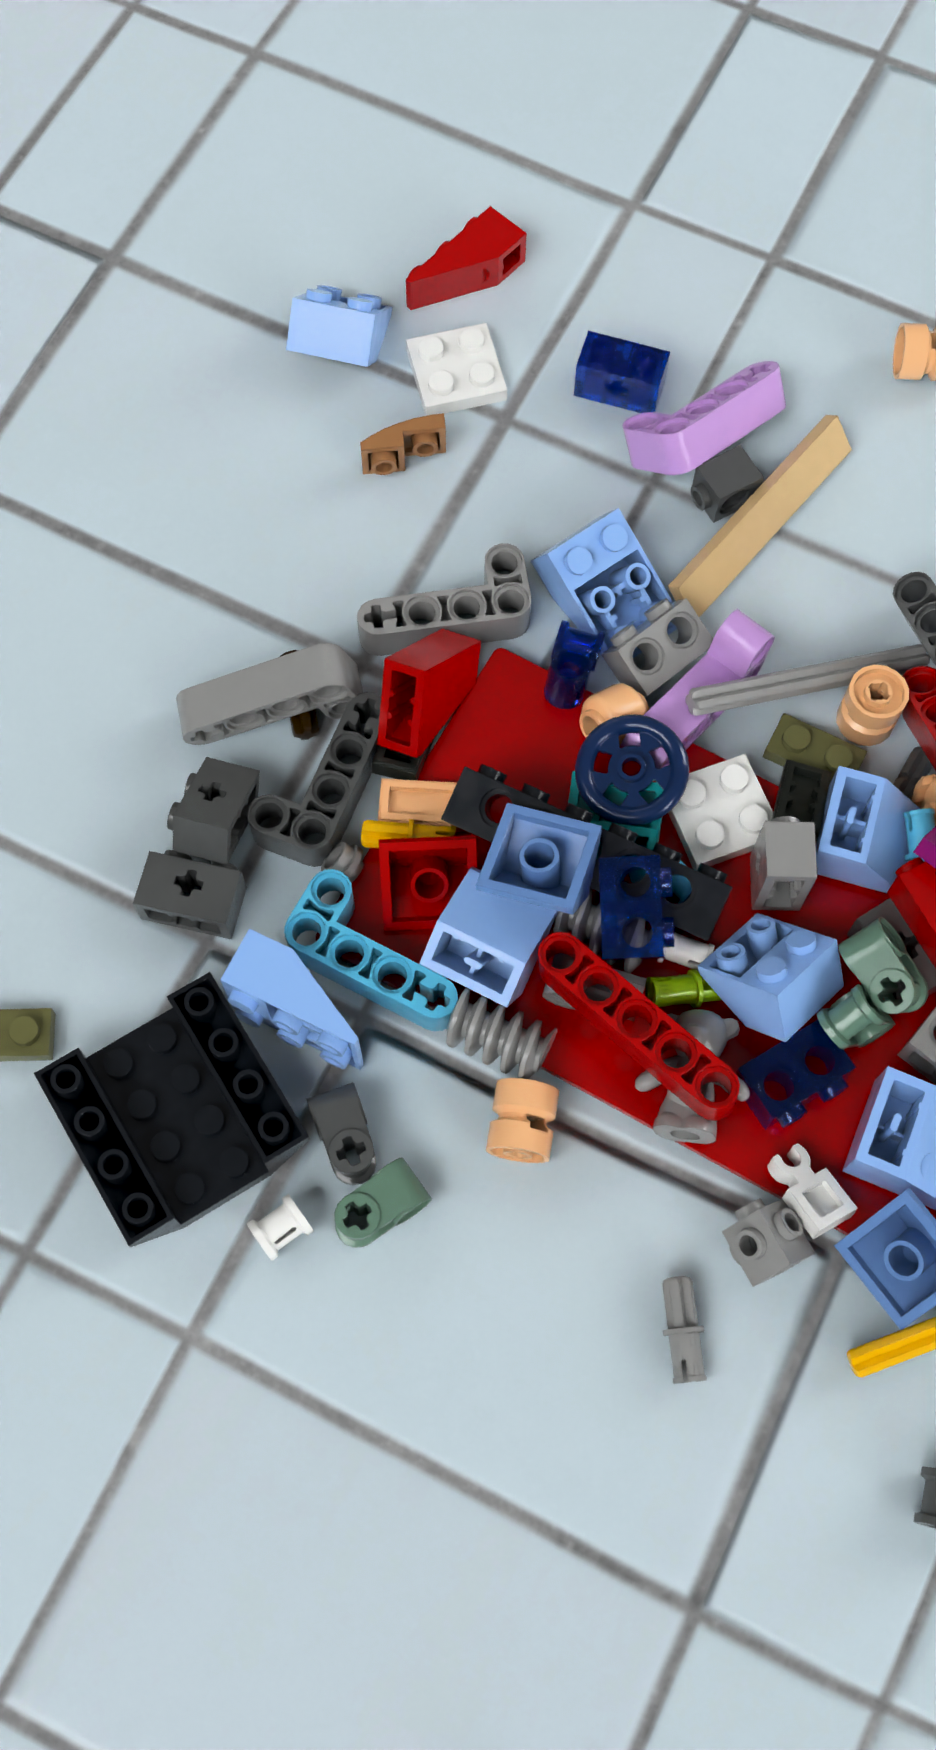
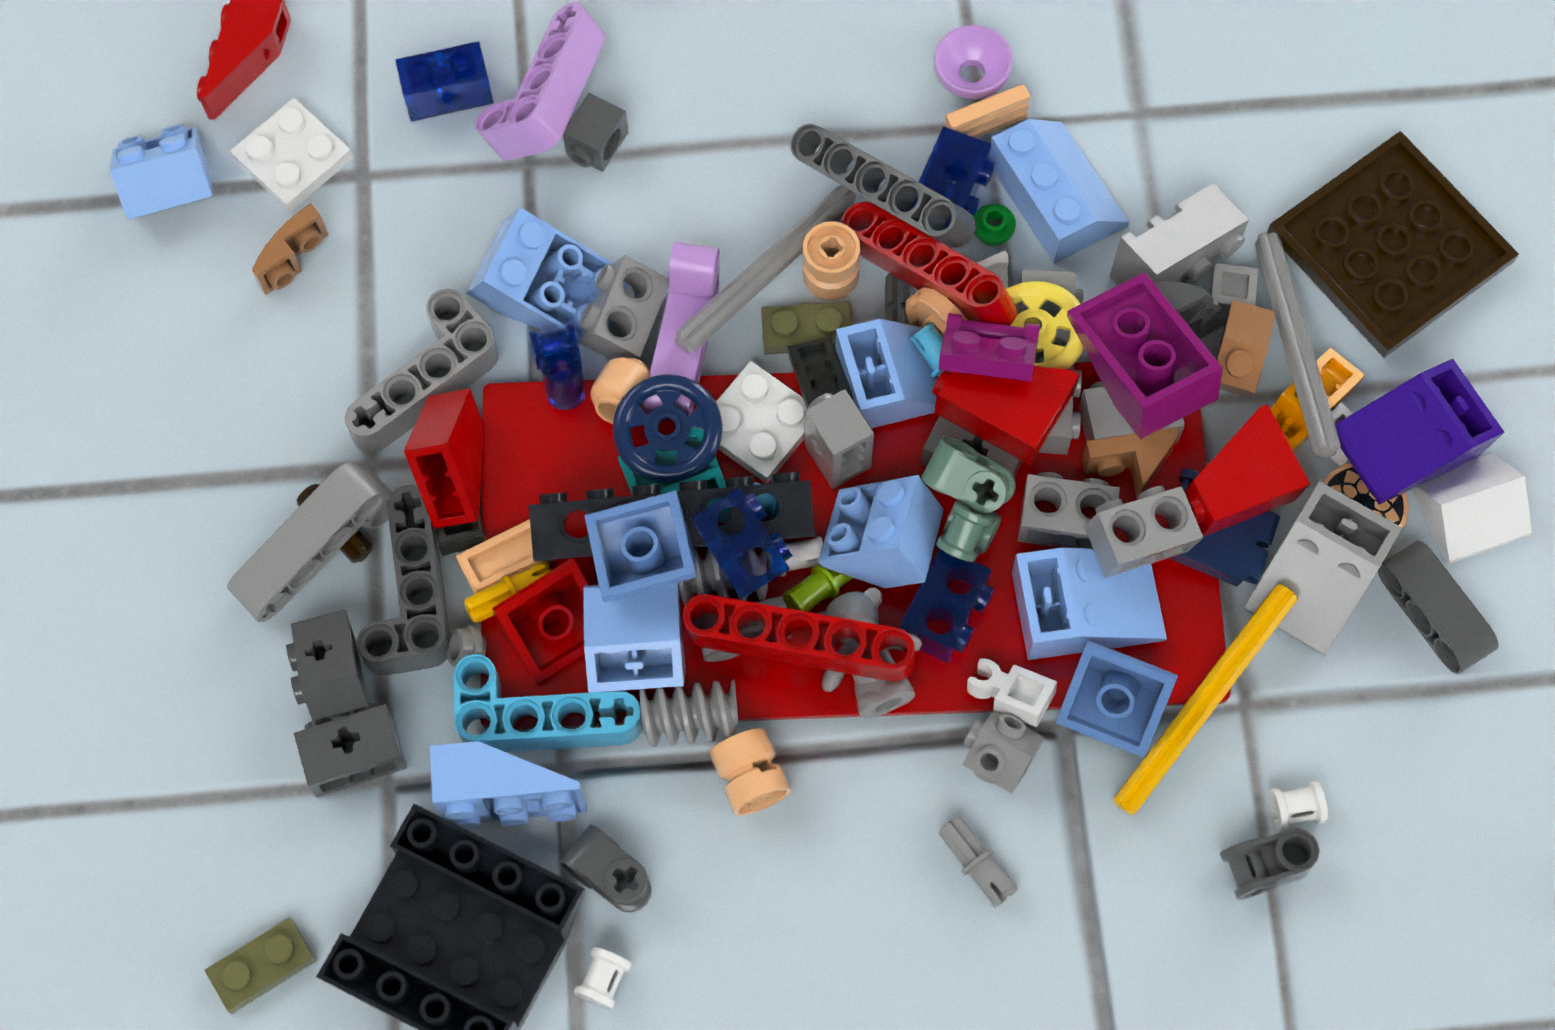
camera: 30 degrees left, 0 degrees up
(387, 1198) = (677, 904): sand green piece -> none
(762, 515) = (642, 144): tan tile -> none

